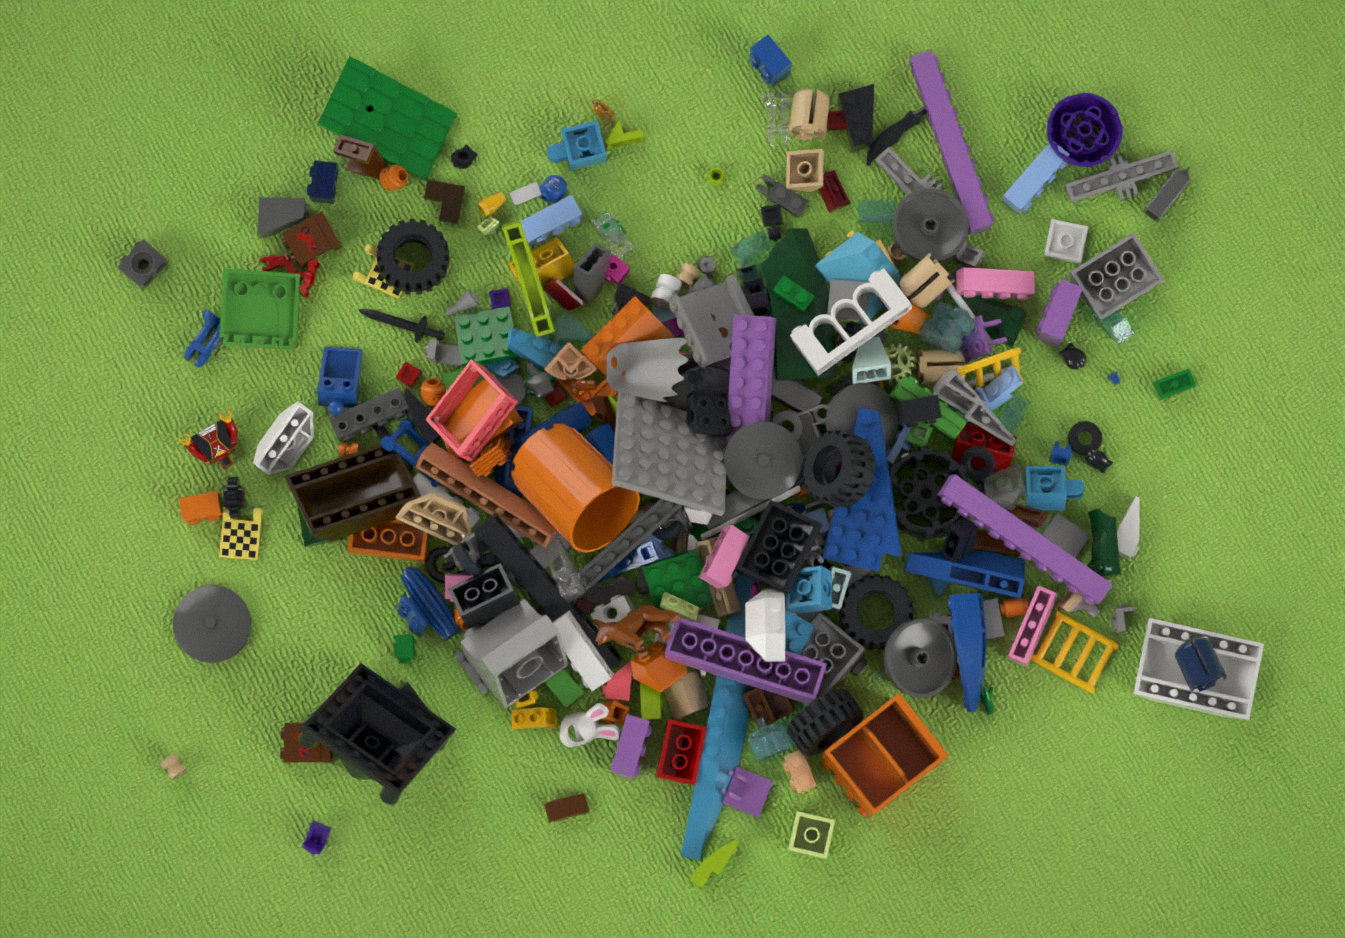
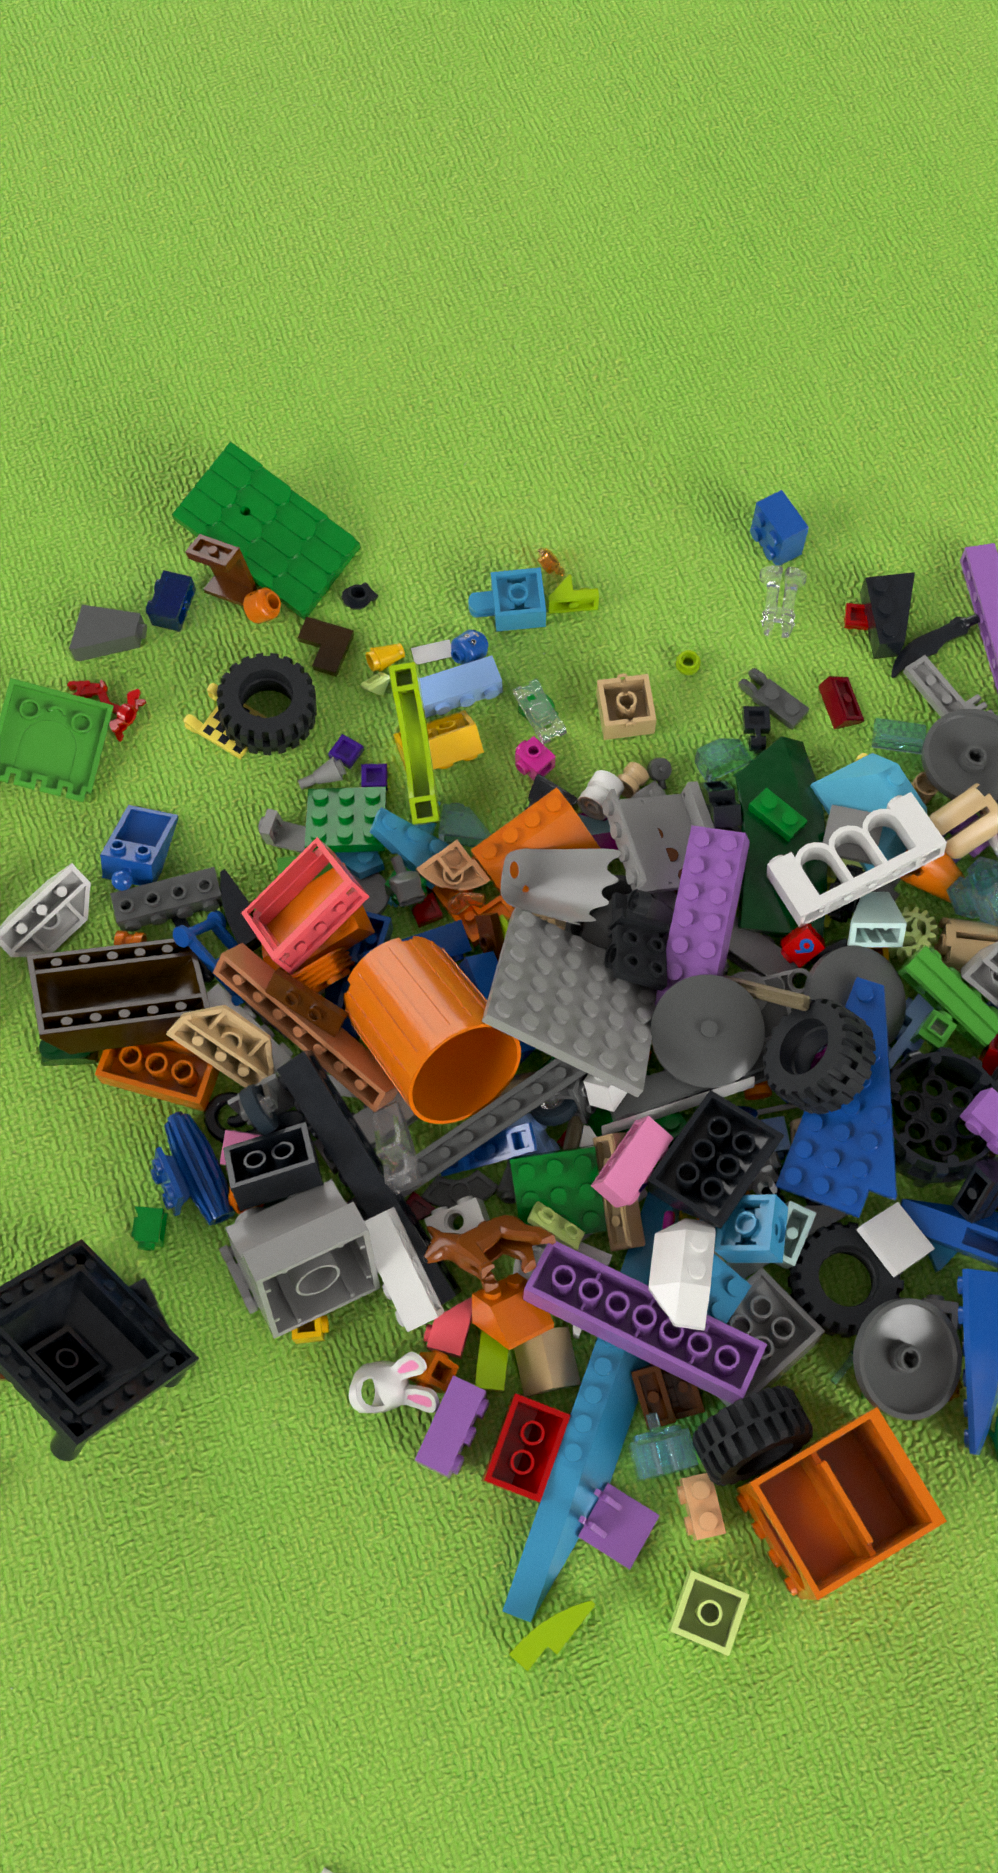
camera: 10 degrees right, 10 degrees down
(310, 239) = (137, 665): reddish brown panel -> none
(408, 374) = (233, 856): red tile -> none
(419, 329) = (259, 799): black sword -> none
(432, 391) = (258, 878): orange head -> none
(475, 282) = (346, 750): none -> dark purple tile
(486, 480) = (306, 1002): none -> reddish brown plate
(534, 718) = (318, 1360): yellow bracket -> none
(562, 294) = (458, 778): dark red slope -> none
(565, 687) = (370, 1322): bright green brick -> none
(566, 807) = (341, 1506): reddish brown slope -> none
(590, 273) = (501, 754): dark grey slope -> none
(675, 220) = (626, 706): none -> tan brick
(801, 429) = (774, 995): none -> dark tan axle
(804, 170) = (809, 667): tan slope -> none
(809, 114) = (822, 601): tan cylinder -> none
(821, 386) = (802, 945): none -> red brick
(859, 667) = (809, 1359): dark grey tile -> none
(905, 581) = (895, 1239): none -> white tile
(919, 410) = (941, 994): black brick -> none

